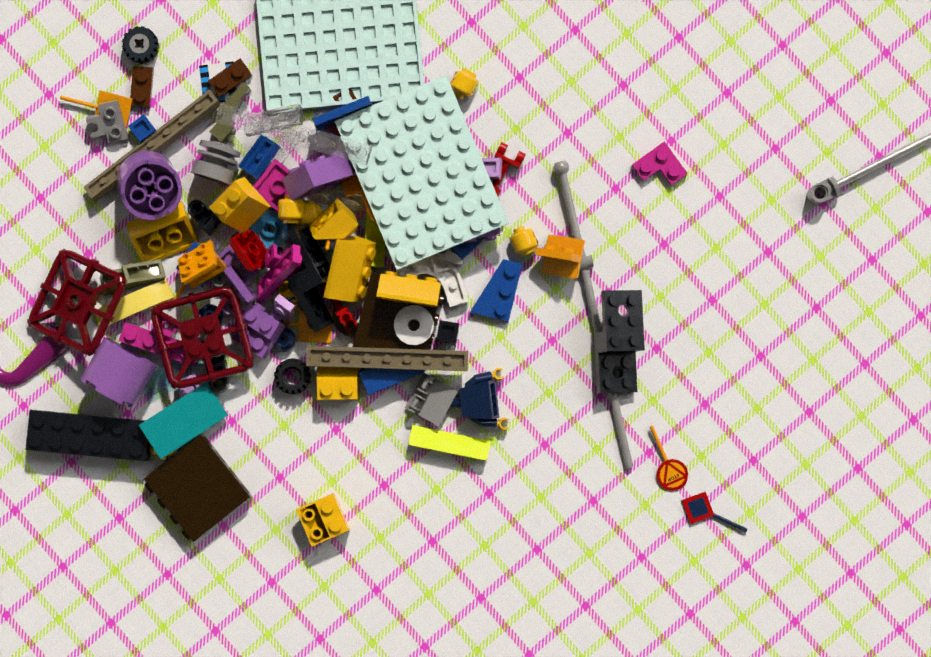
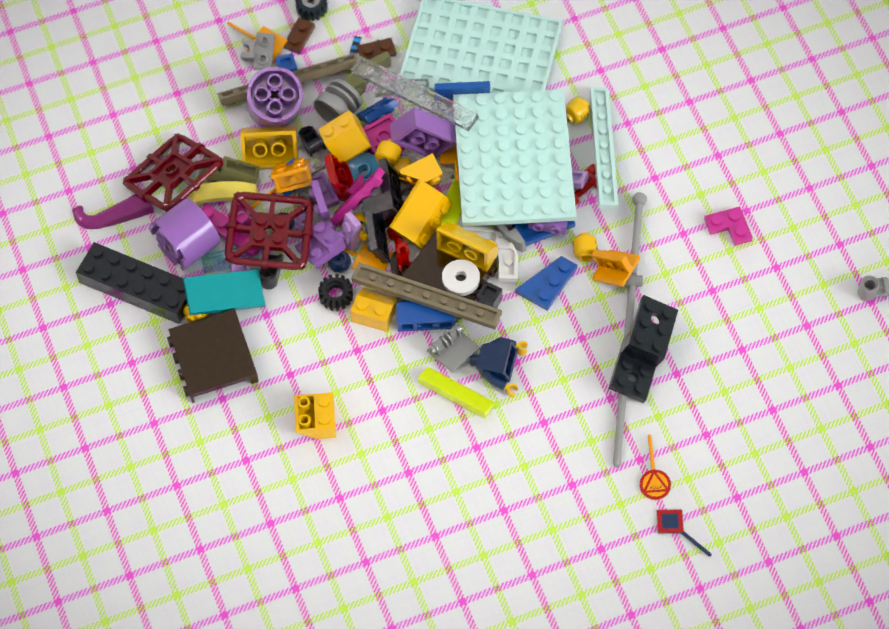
camera: 20 degrees right, 25 degrees down
(506, 122) = (603, 148): none -> light aqua plate

